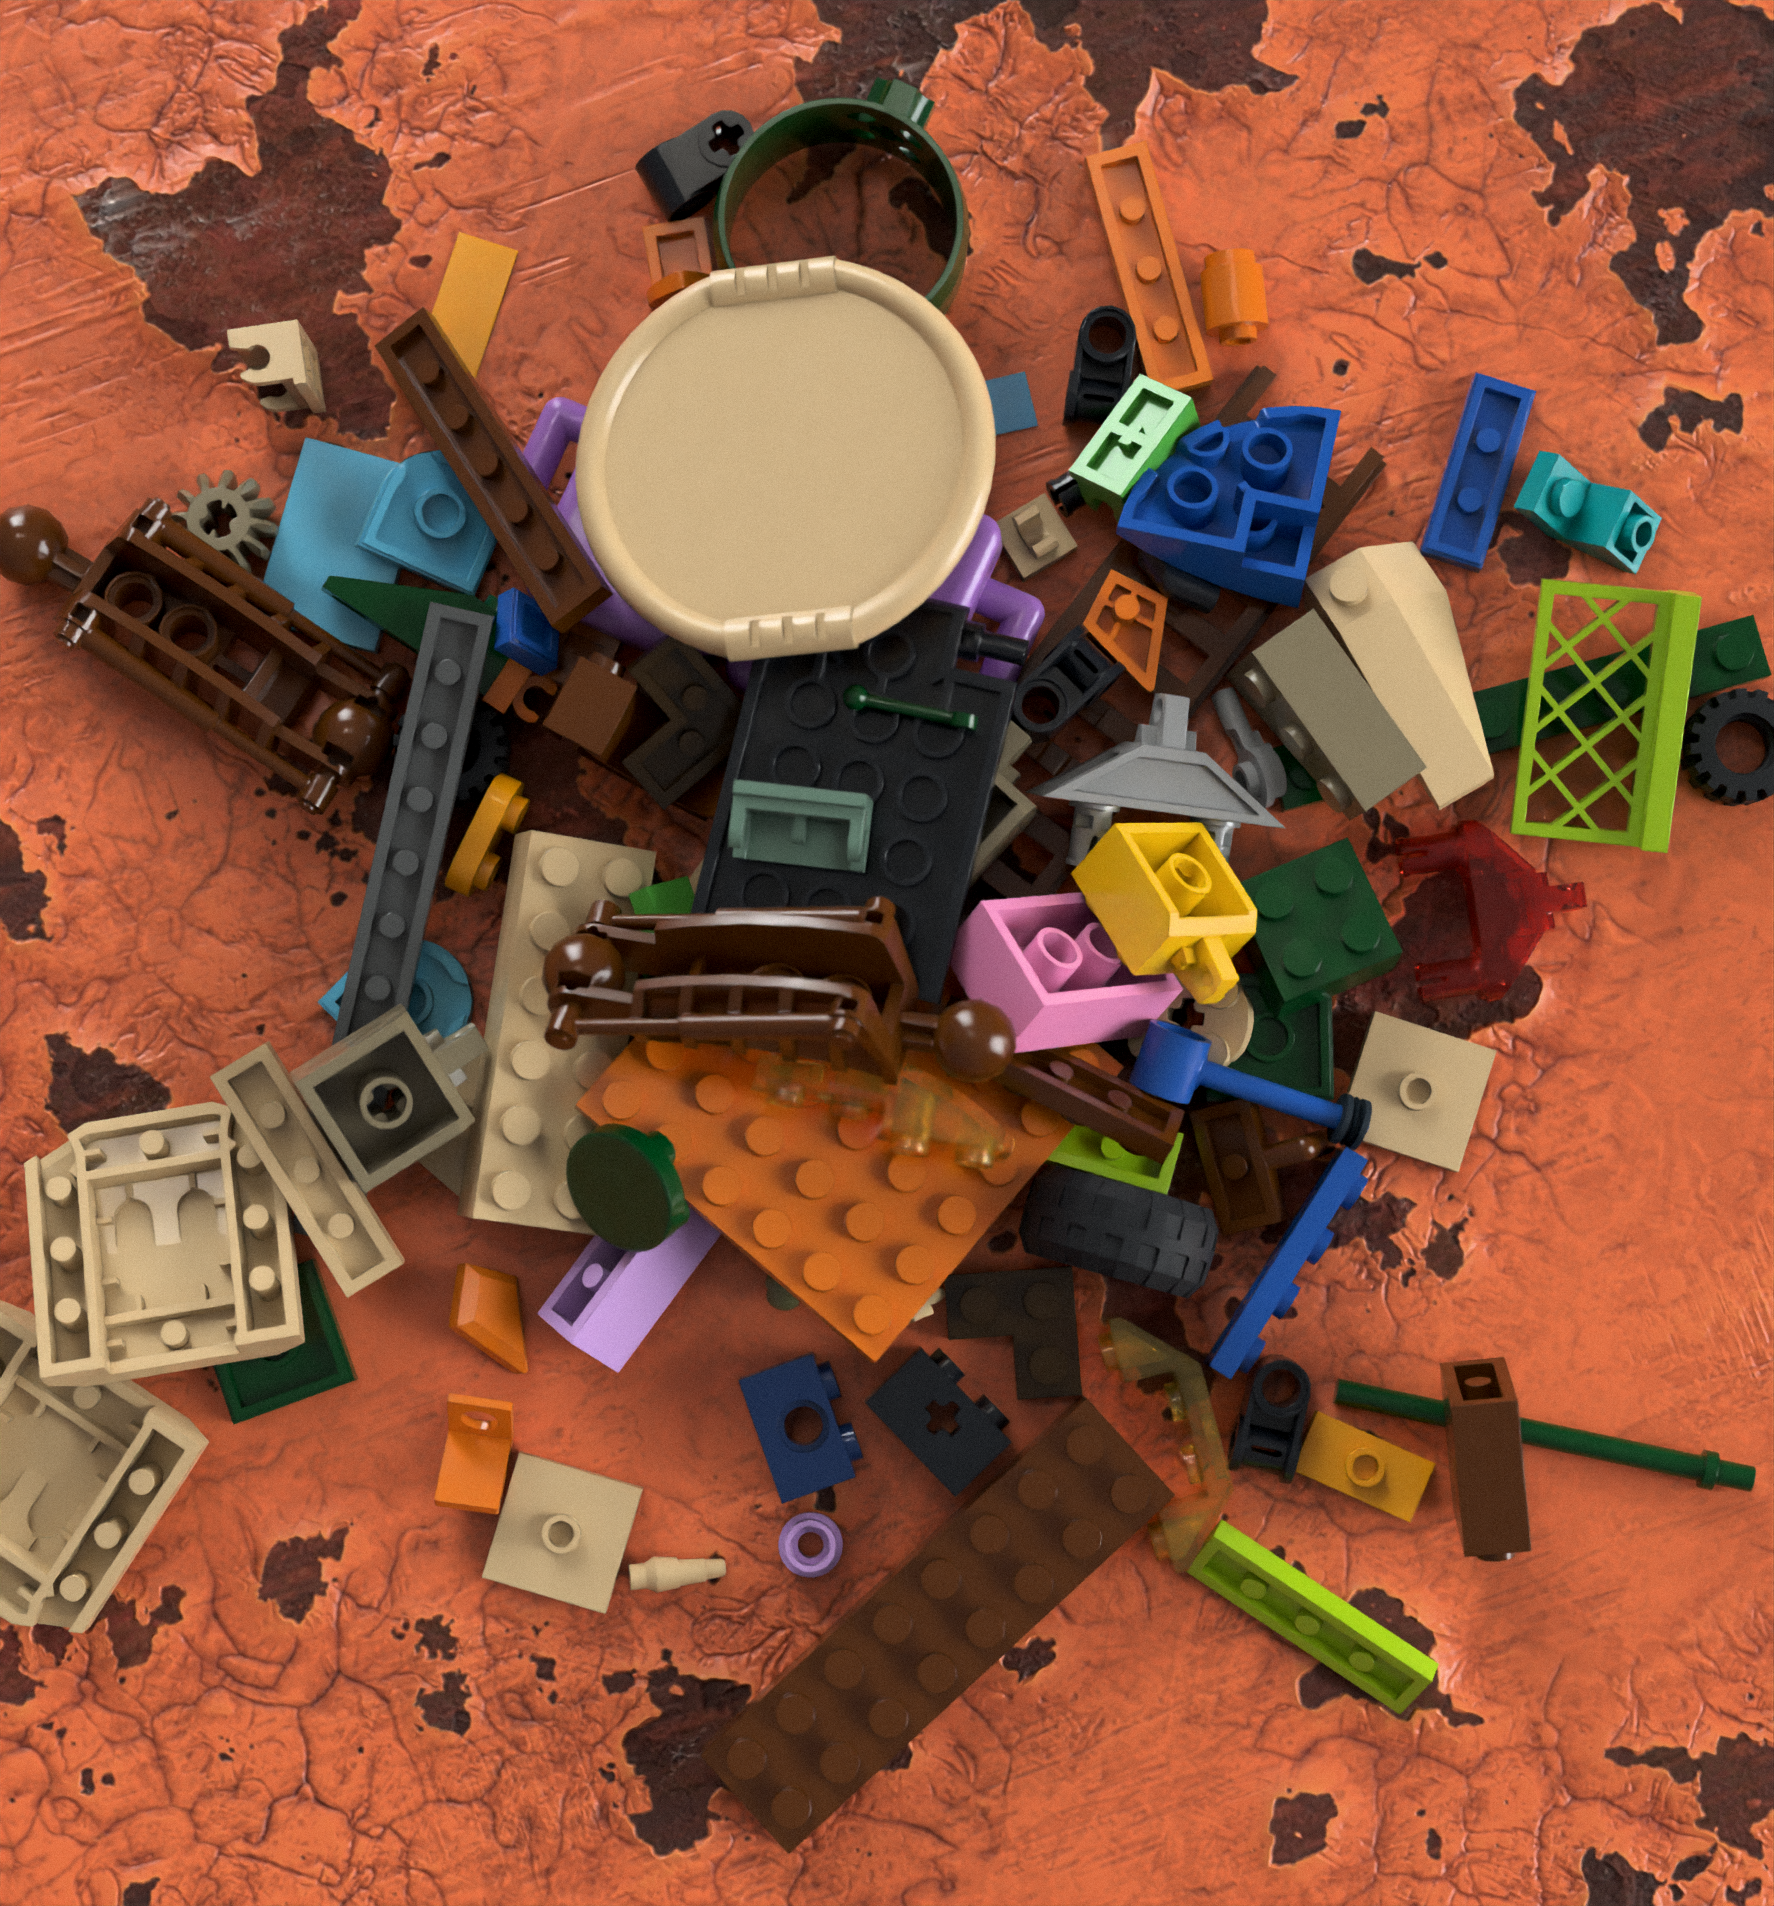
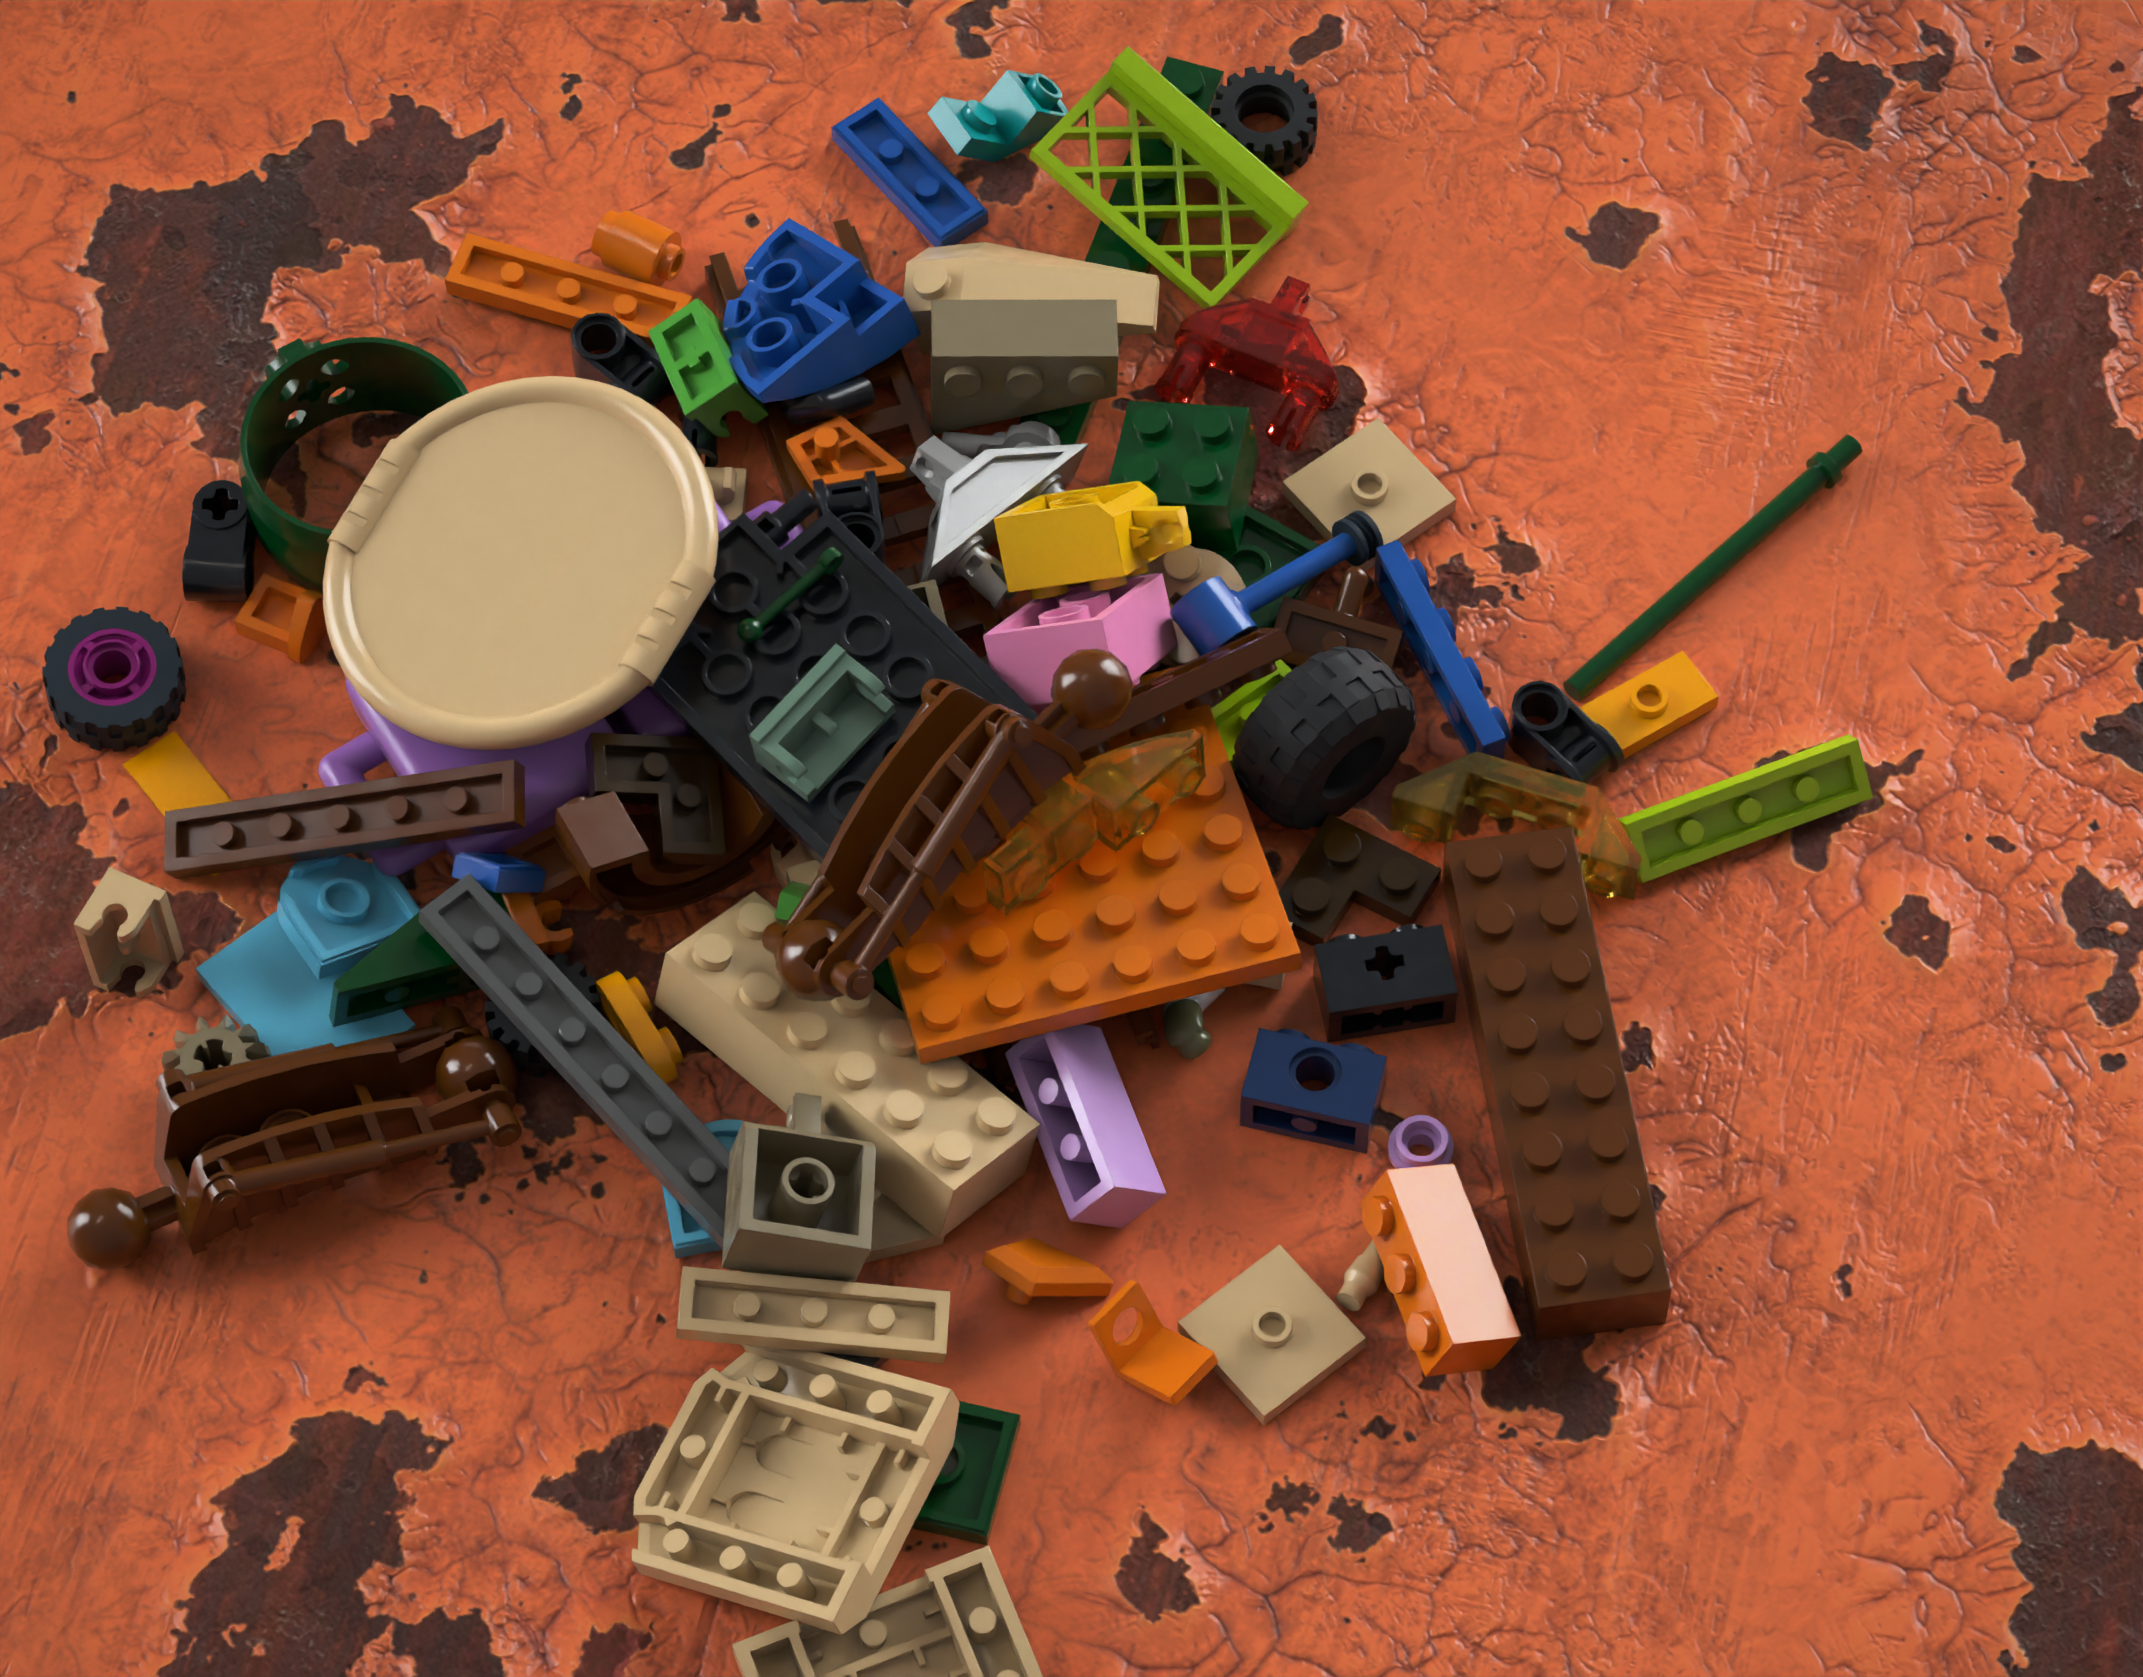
camera: 50 degrees left, 25 degrees down
(510, 132) = (105, 646): none -> black wheel
(627, 1186) = (1016, 1048): dark green tile -> none
(695, 1640) = (1439, 1270): none -> brick
(1485, 1458) = (1700, 588): reddish brown brick -> none

